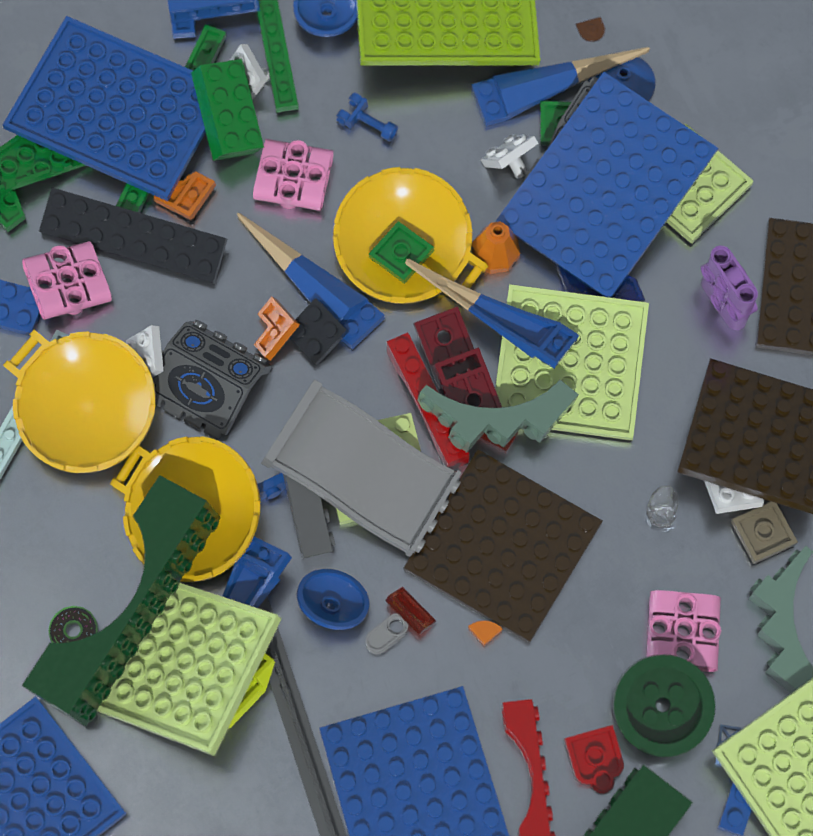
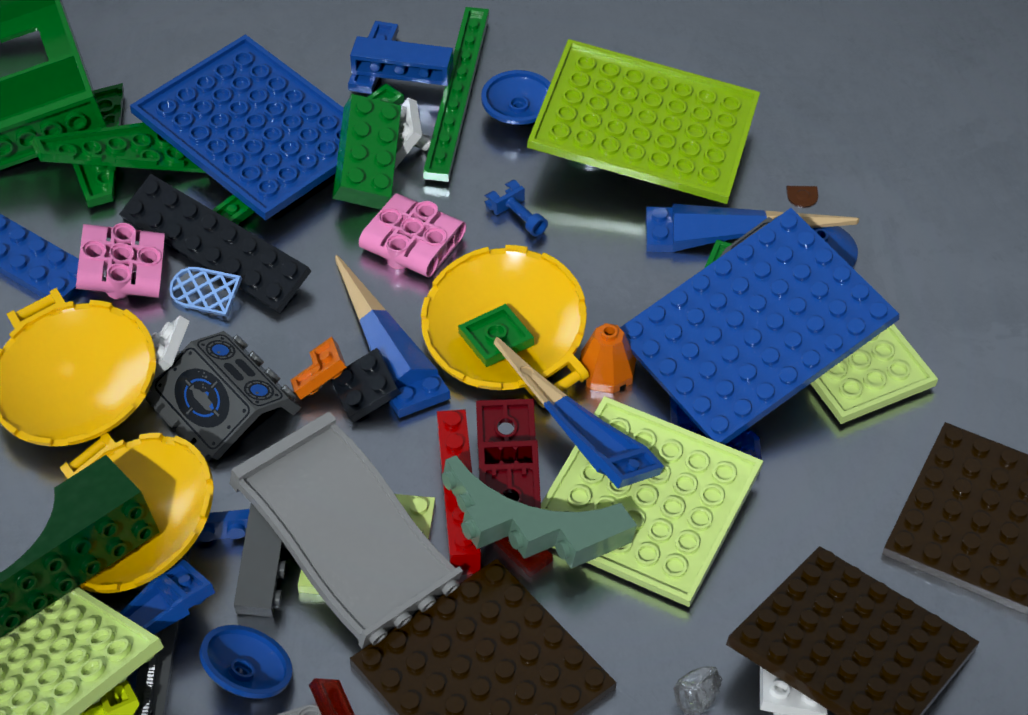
camera: 20 degrees right, 20 degrees down
(147, 275) = (202, 271): none -> light blue window
(189, 195) = (291, 224): orange wing -> none
(510, 153) = (660, 274): white plate -> none
(729, 287) = (866, 469): medium lavender connector -> none

